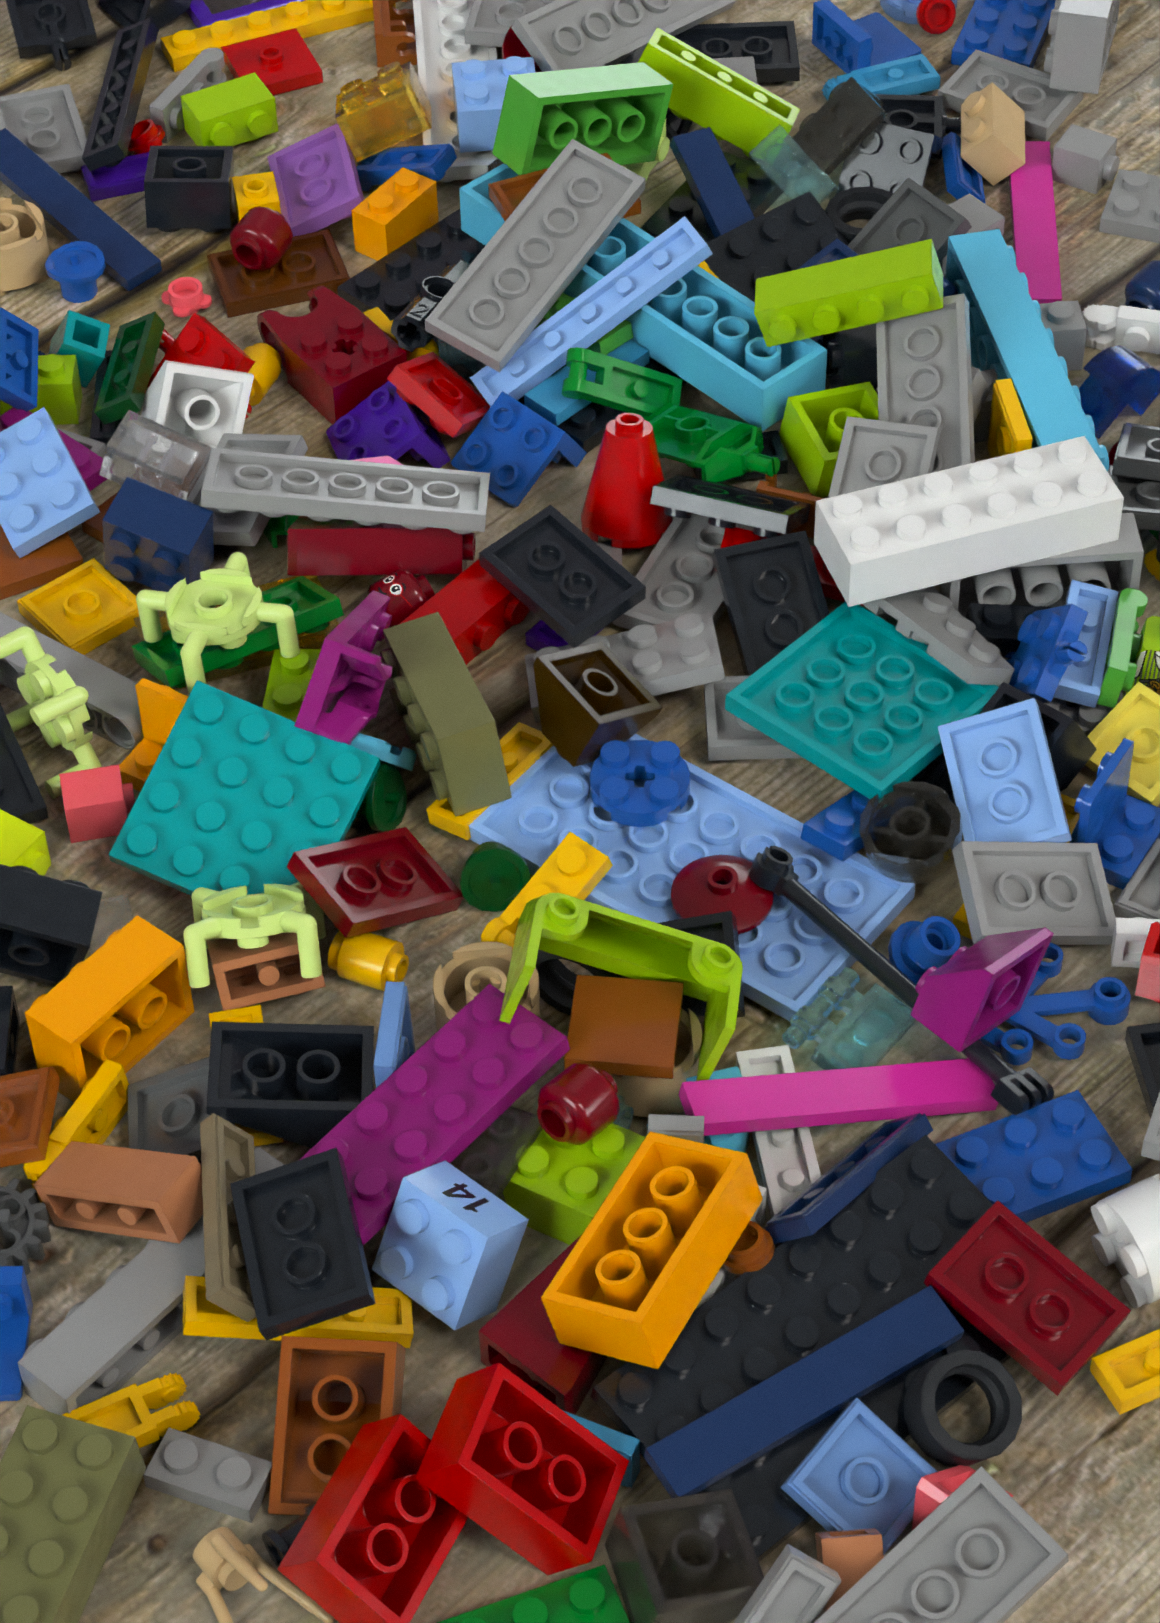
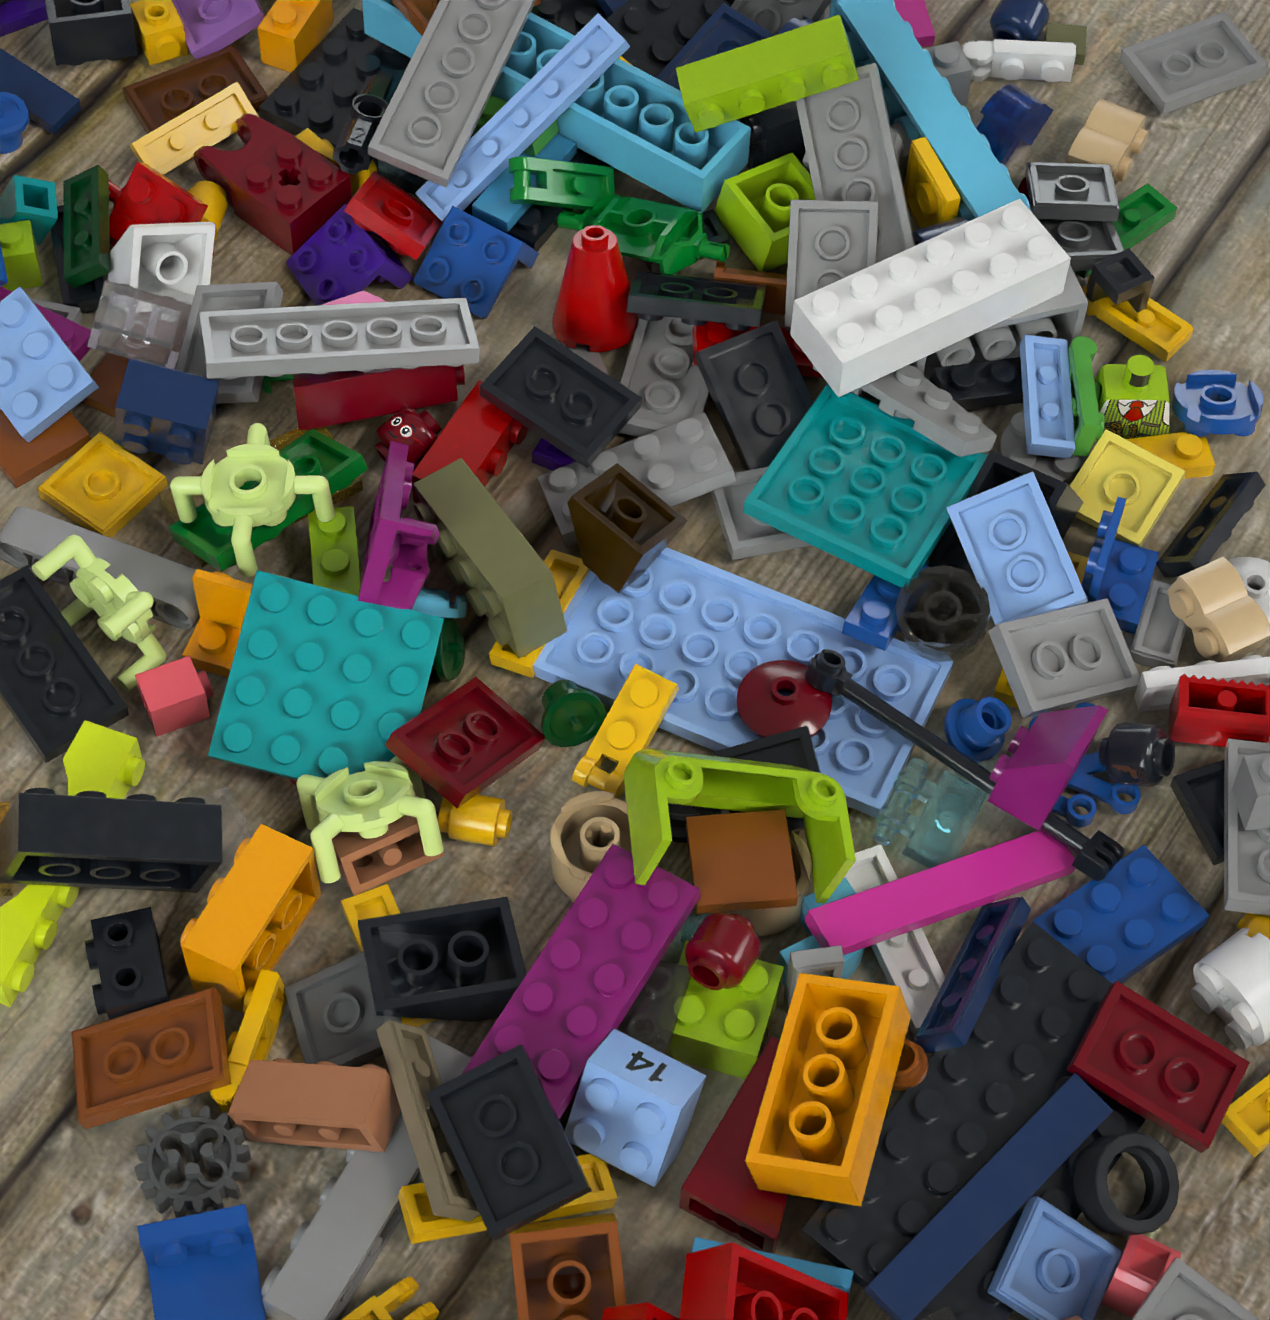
camera: 15 degrees left, 10 degrees up
(186, 296) = (113, 135): coral plate -> none
(261, 238) = (174, 67): dark red head -> none
(281, 291) = (198, 127): none -> yellow plate
(395, 1032) = (529, 907): medium blue tile -> none
(639, 759) = (688, 575): blue plate -> none
(1047, 649) = (1022, 414): blue plate -> none
(1088, 995) = (1137, 754): none -> black head

